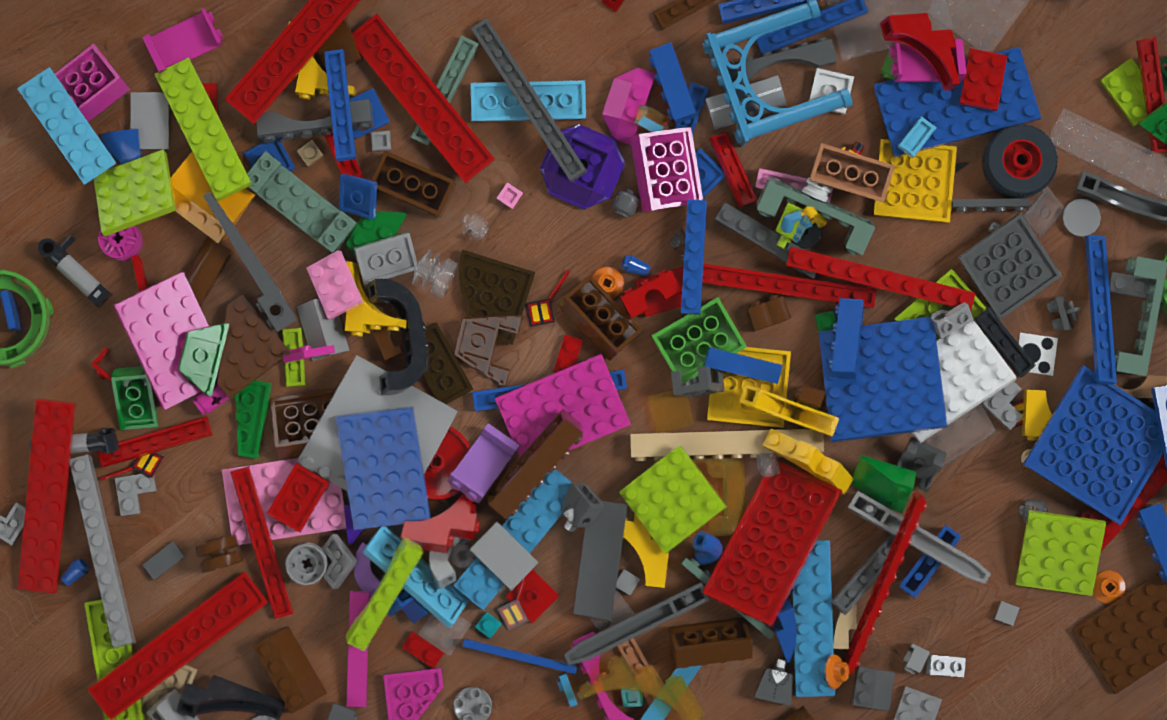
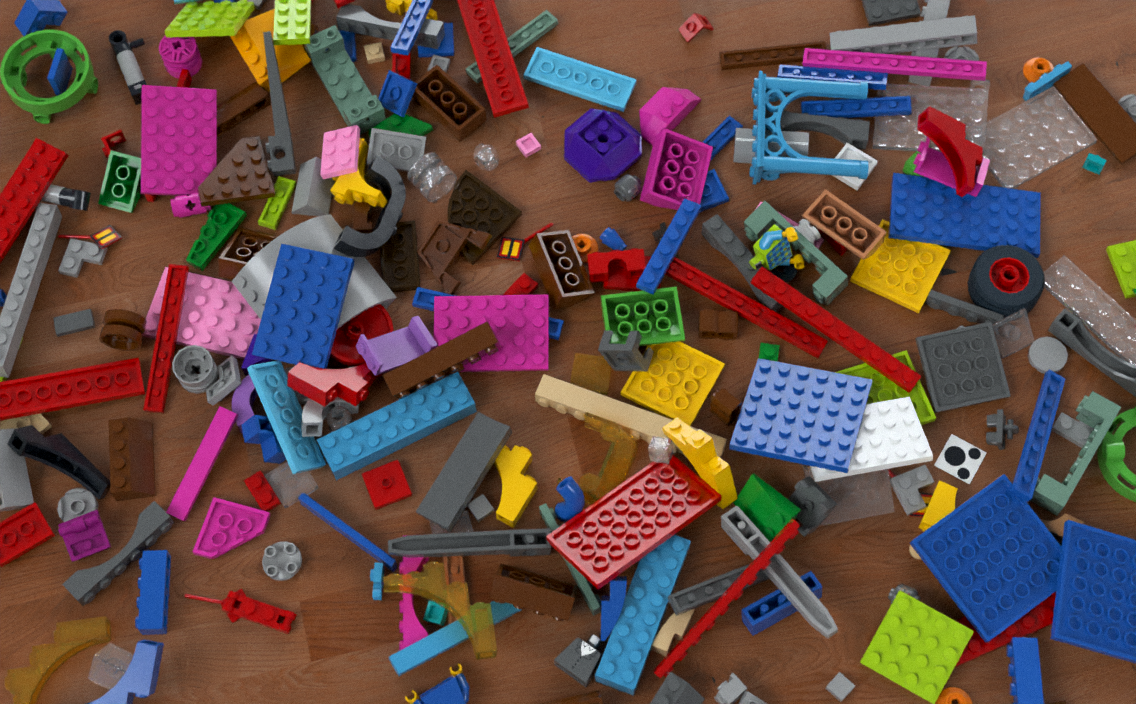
camera: 30 degrees right, 20 degrees down
(157, 441) = (121, 223): red tile -> none
(203, 355) = (197, 161): wing -> none
(298, 498) = (217, 311): red plate -> none
(306, 353) = (286, 194): dark pink wing -> none
(371, 617) = (246, 413): lime arch -> none
(488, 625) = (333, 494): teal plate -> none
(504, 556) = (375, 429): light grey tile -> none
(513, 612) = (361, 491): piece -> none
(529, 100) = (580, 73): dark grey plate -> none
(581, 506) = (466, 413): dark grey torso -> none
(651, 119) = (680, 123): clear yellow slope -> none
(673, 83) = (713, 108): blue brick -> none
(673, 499) = (556, 442): lime plate -> none
(733, 169) = (736, 195): red tile -> none
(743, 365) = (675, 353): blue tile -> none
(788, 410) = (692, 399): yellow arch -> none
(836, 671) = (644, 666): orange piece -> none
(847, 339) = (782, 366): blue brick -> none
(917, 137) = (916, 224): medium azure tile -> none
(950, 321) = (889, 388): light grey plate -> none
(983, 79) = (996, 202): red plate -> none
(1004, 342) = (934, 432): black tile -> none

